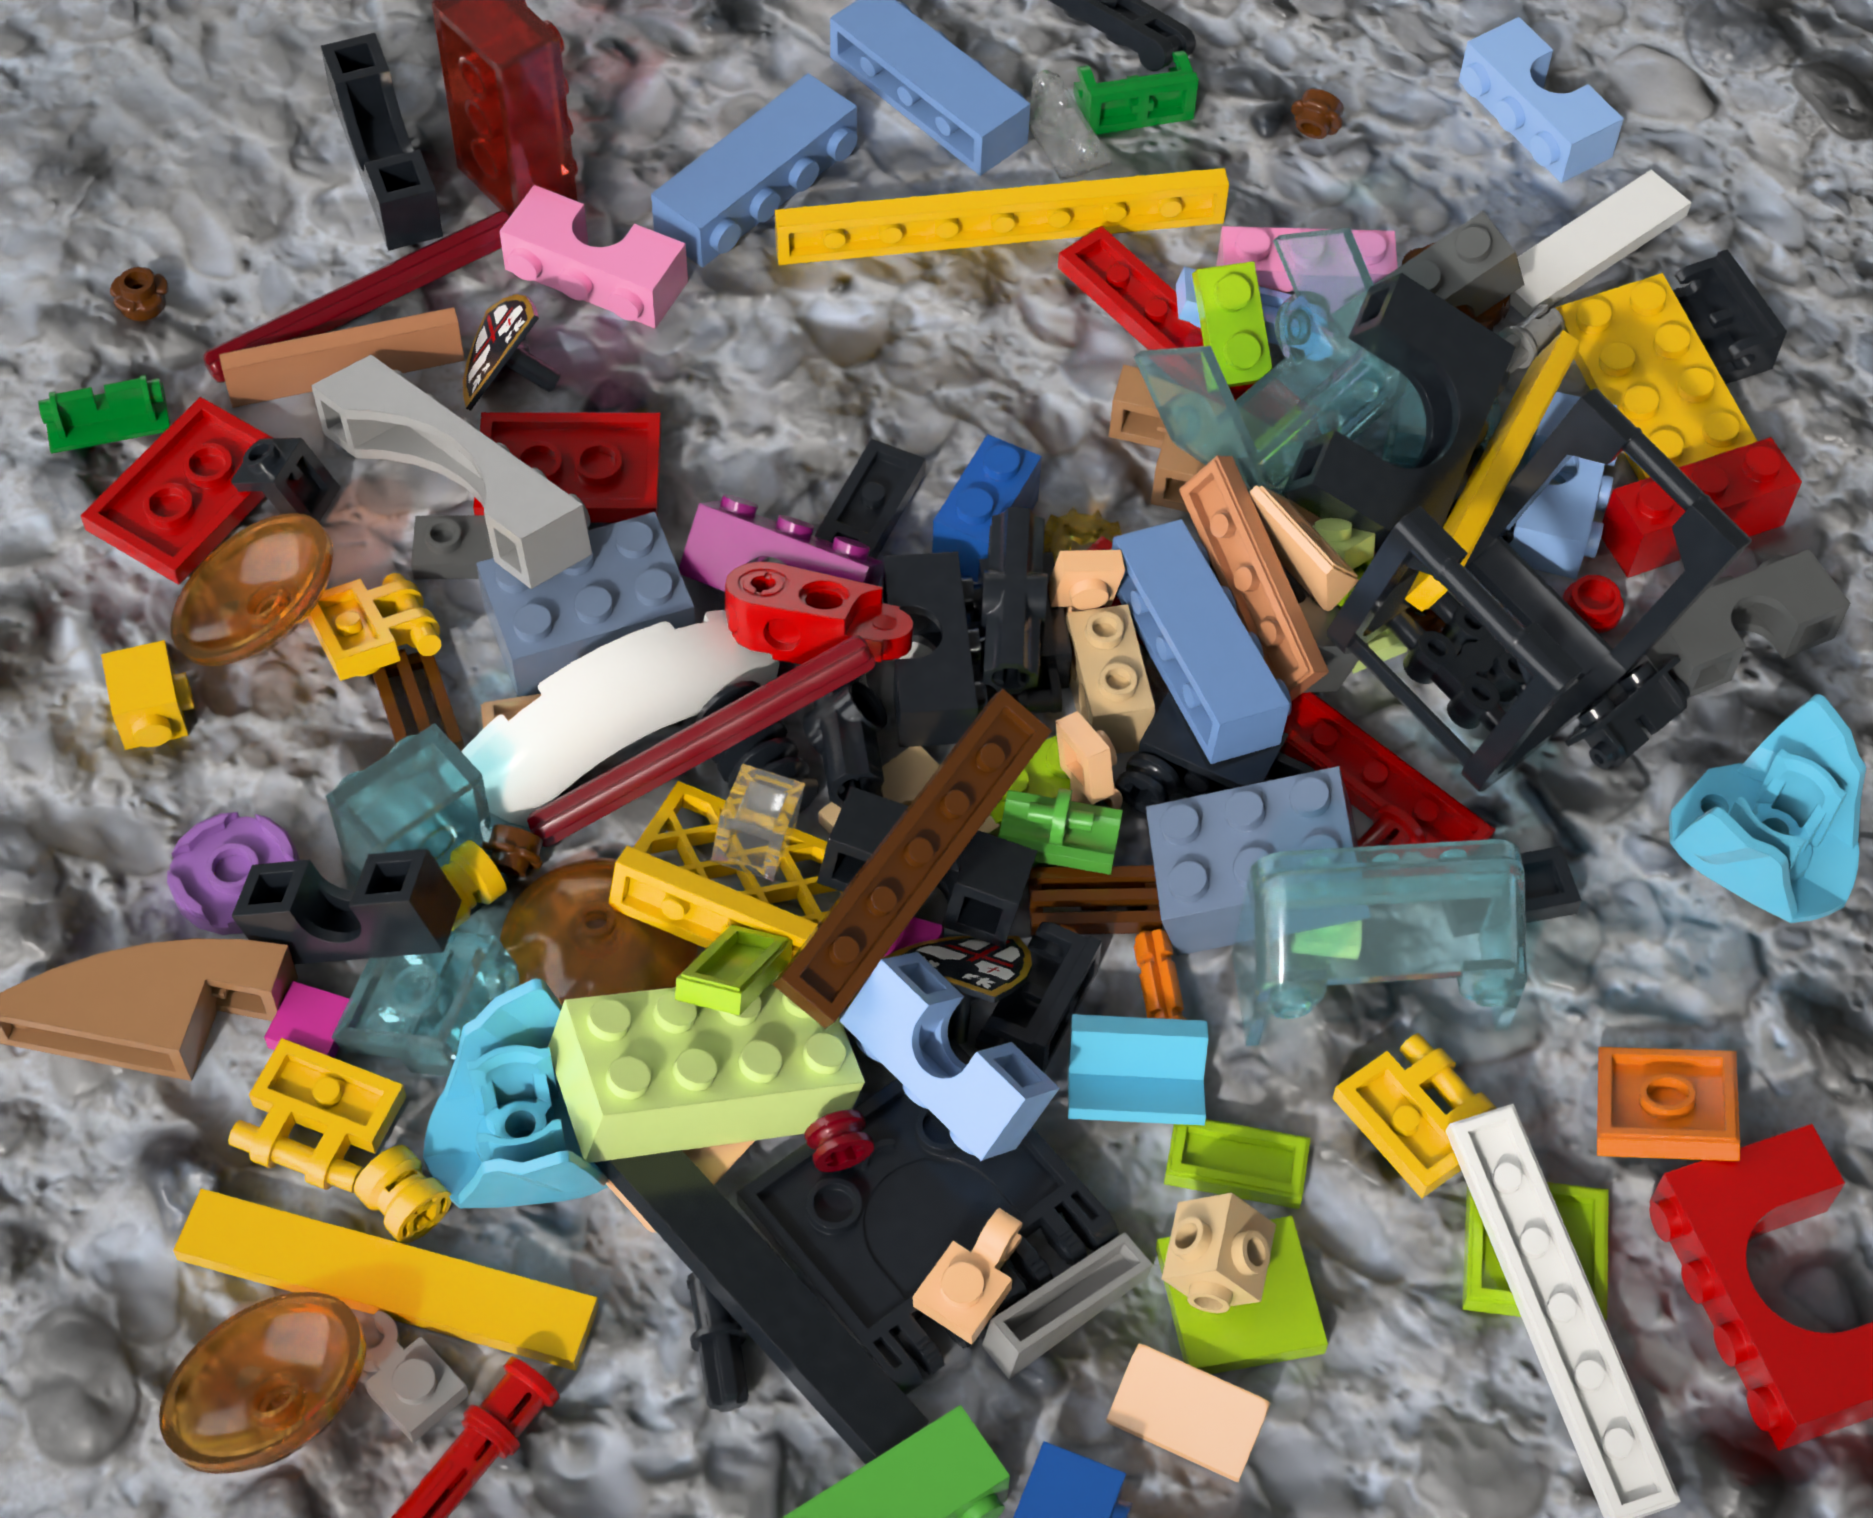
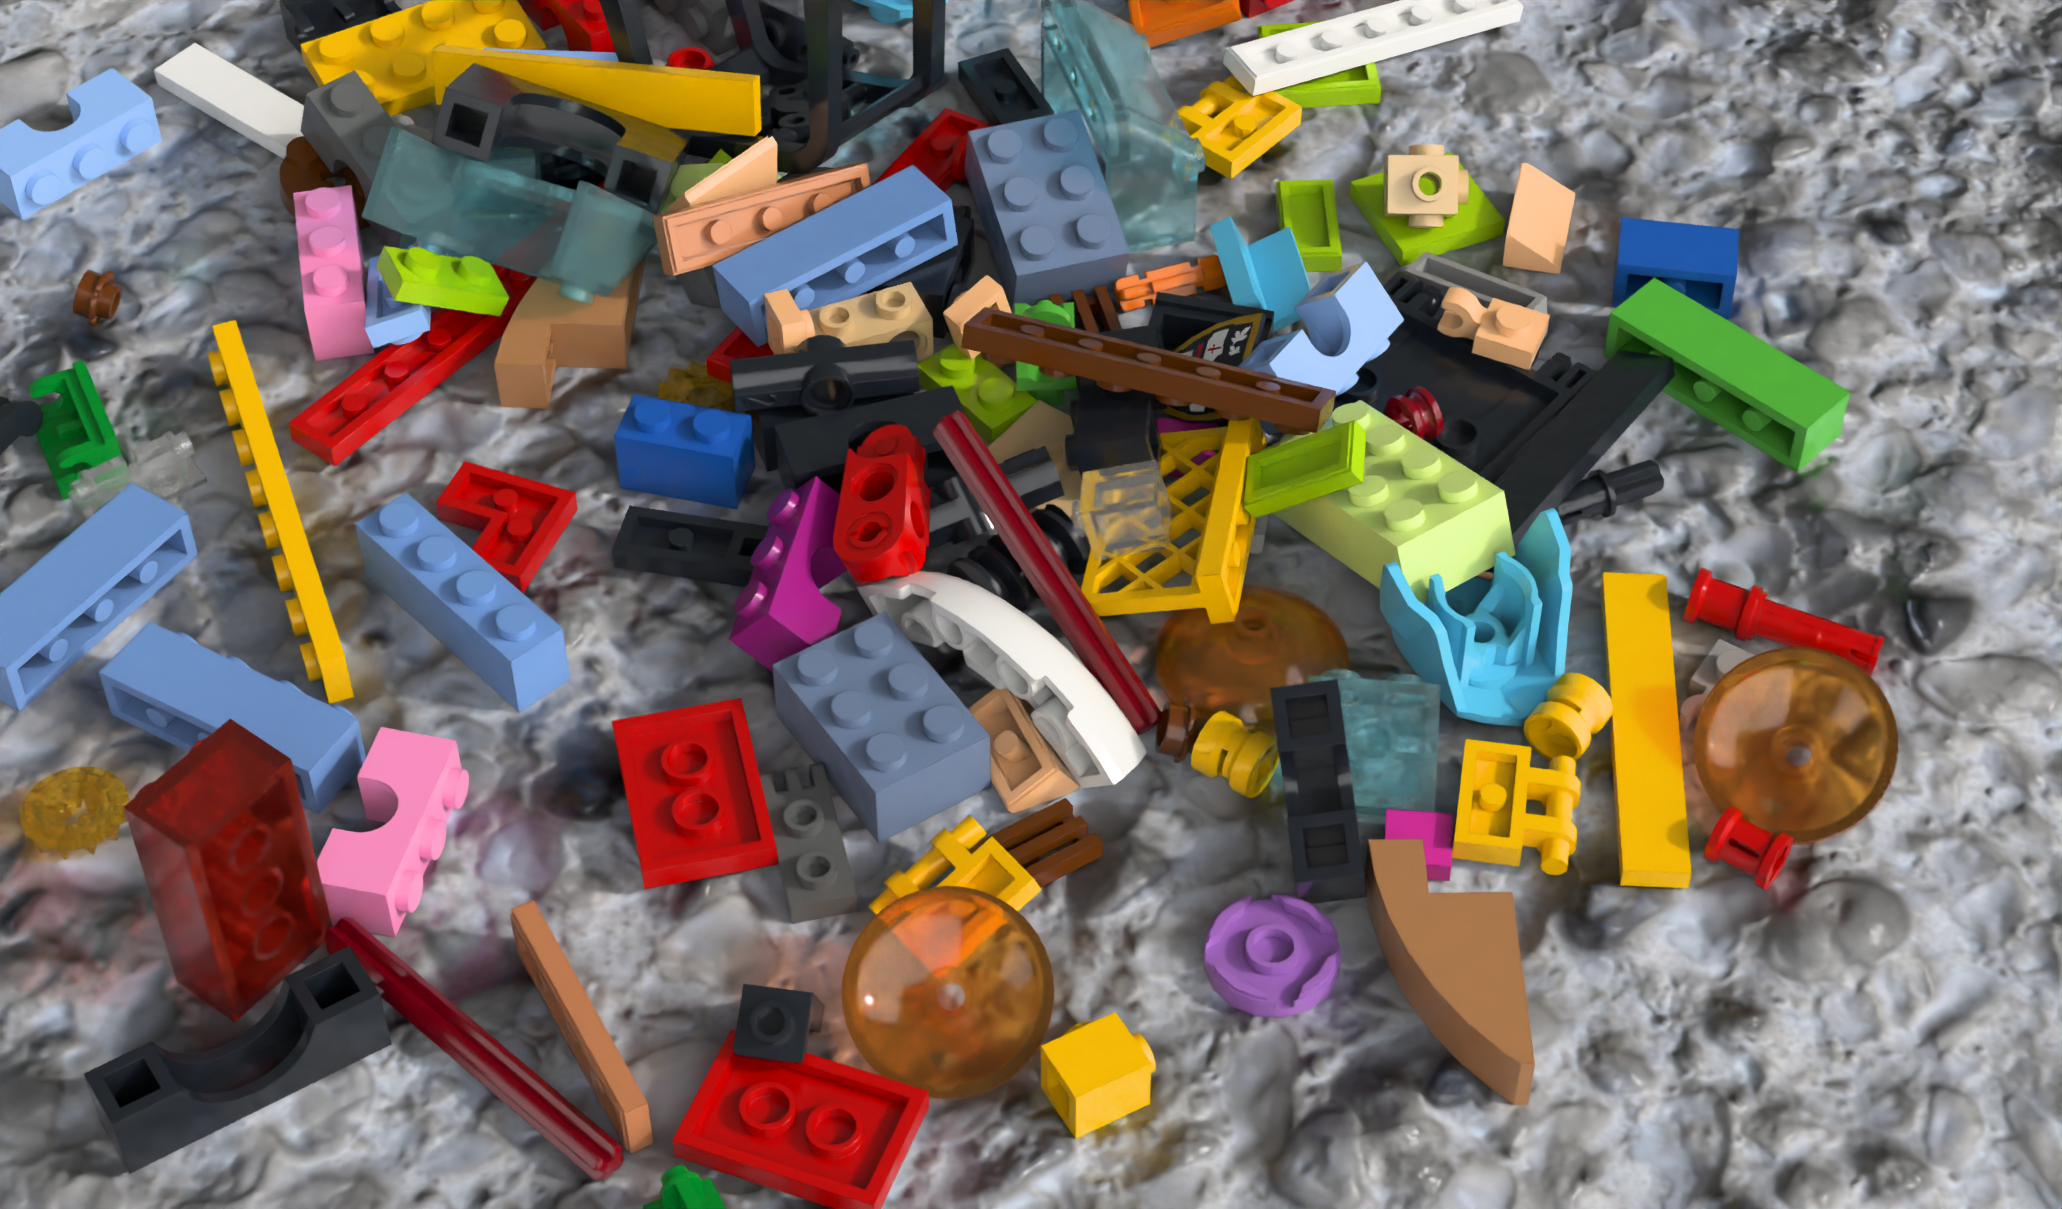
camera: 100 degrees left, 10 degrees down
(181, 1313) = (1725, 846): none -> red bush
(383, 416) = (672, 947): light grey arch -> none
(410, 801) = (1194, 779): clear light blue brick -> none
(503, 342) = (549, 858): shield -> none
(685, 61) = (60, 795): none -> clear yellow gear
(837, 325) = (463, 602): none -> medium blue brick
(943, 387) = (515, 515): none -> red plate

